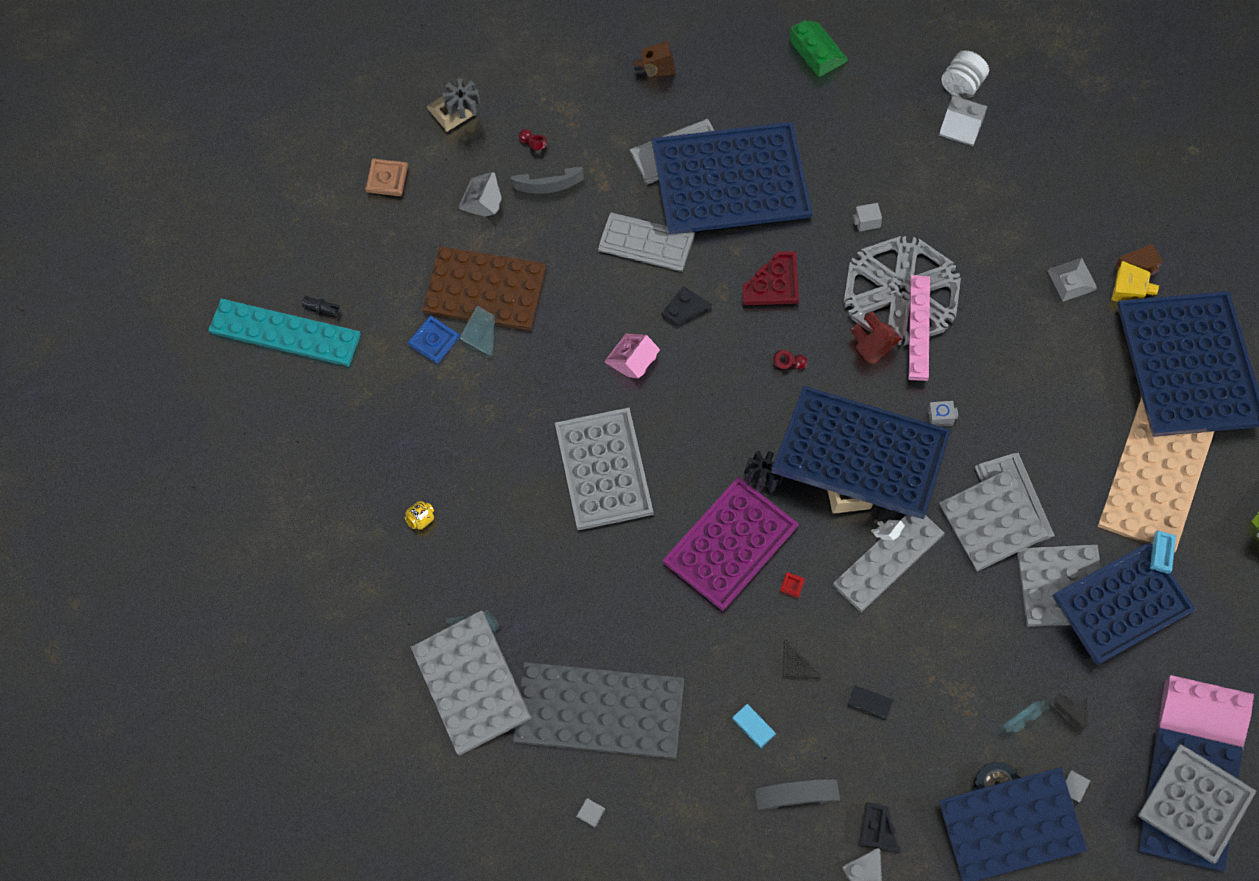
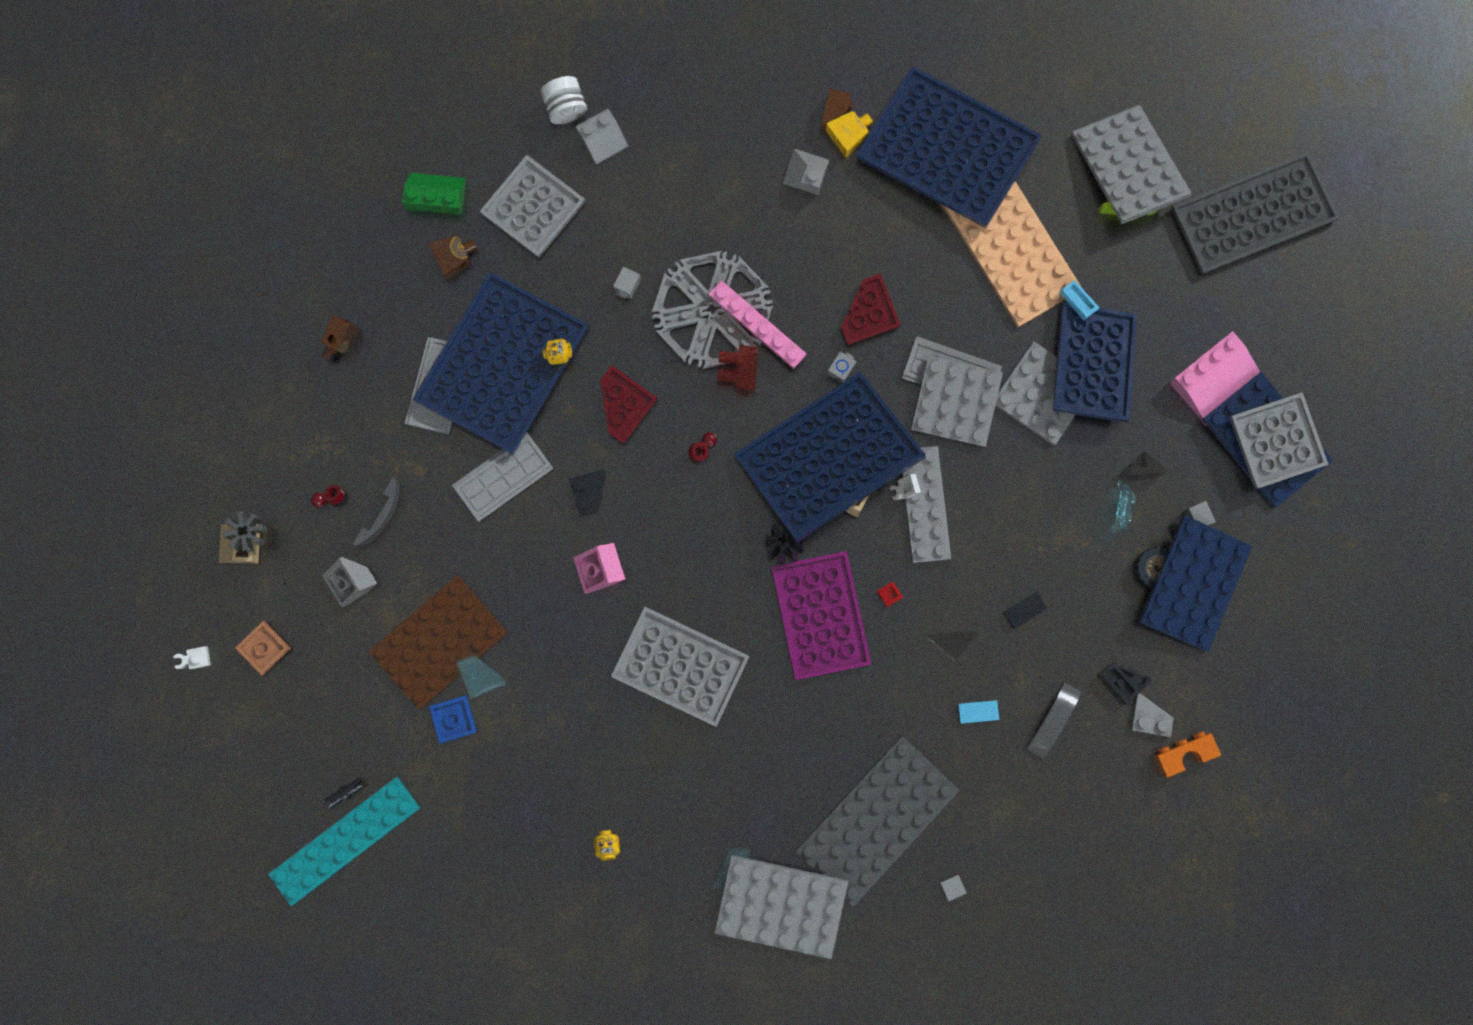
camera: 60 degrees left, 15 degrees up
(344, 142) = (195, 658): none -> white plate
(772, 204) = (557, 351): none -> yellow head
(782, 89) = (452, 255): none -> reddish brown torso
(867, 115) = (532, 206): none -> light grey plate
(1004, 403) = (870, 312): none -> dark red plate

